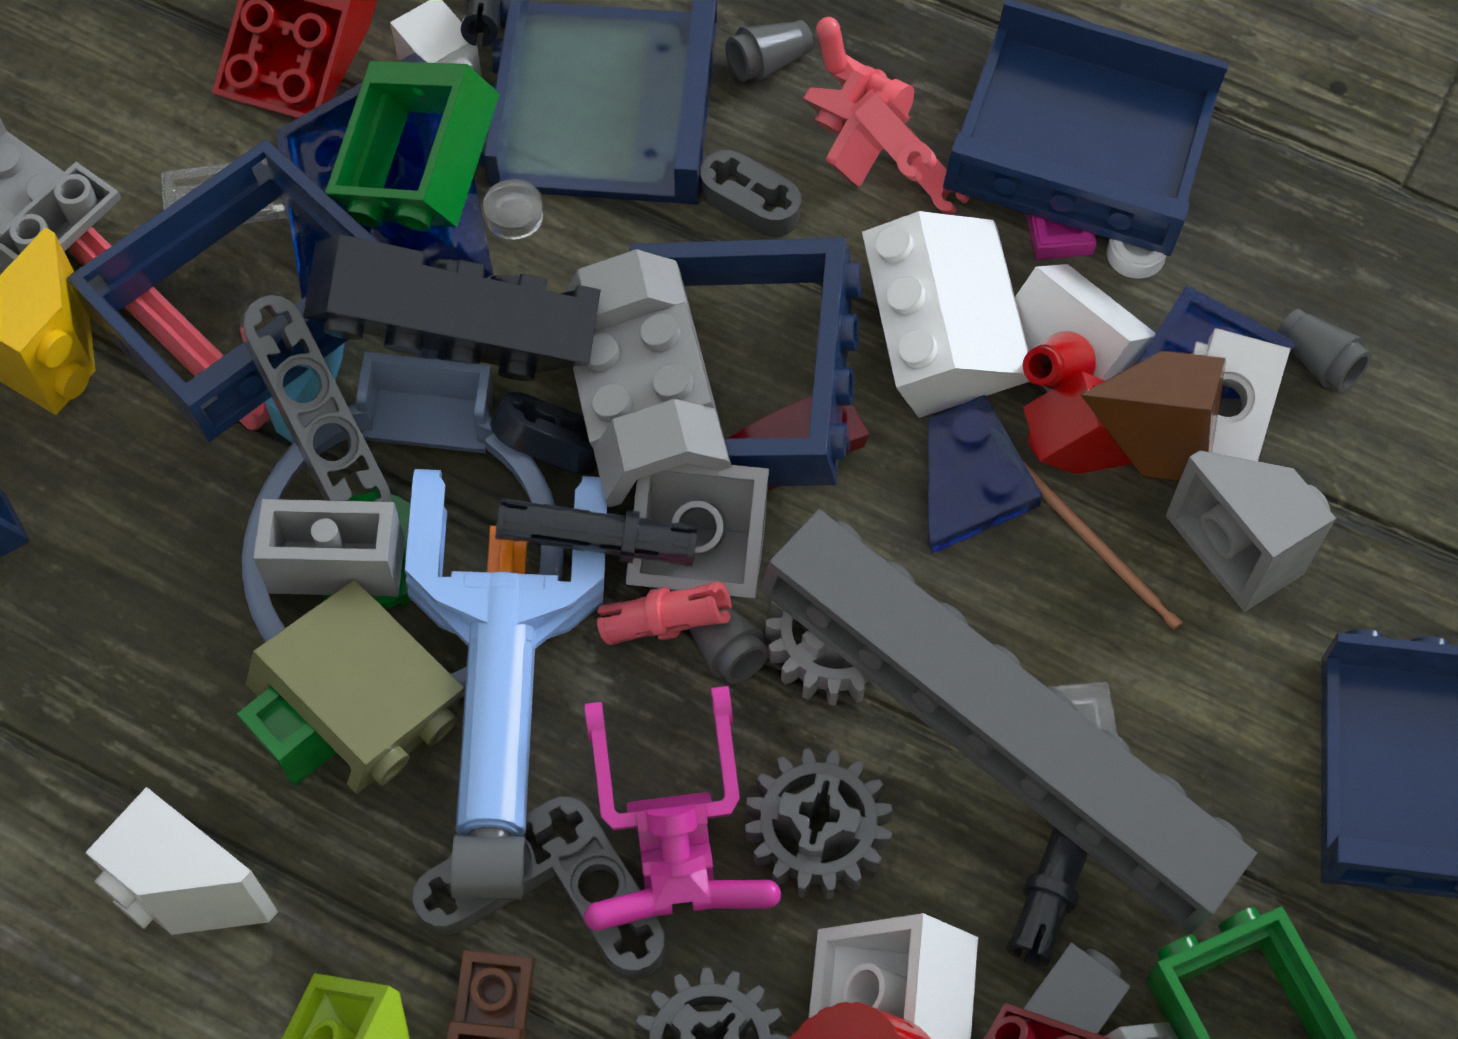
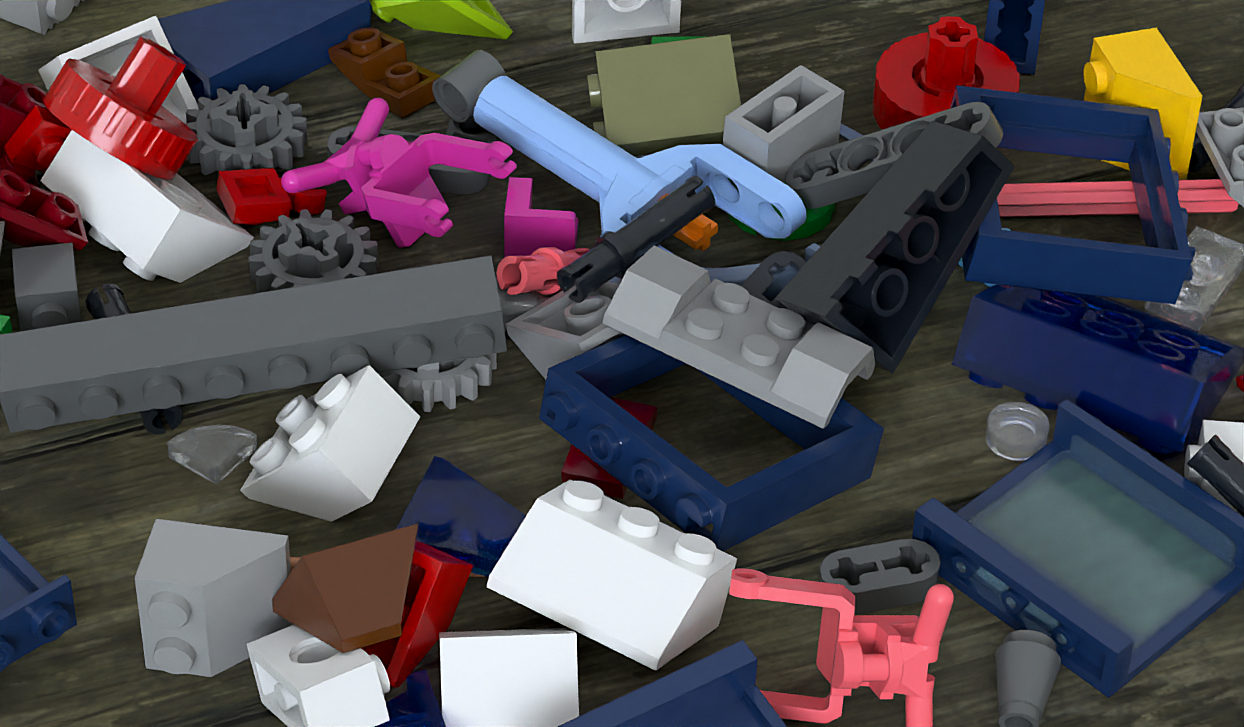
camera: 130 degrees right, 20 degrees down
(98, 494) = (937, 62): none -> red piece
(375, 129) = (1085, 303): green window -> none
(593, 680) = (534, 228): none -> dark pink panel
(774, 955) = (258, 196): none -> red plate
(1020, 597) = (332, 447): none -> white slope
(1059, 359) = (477, 588): red cone -> none

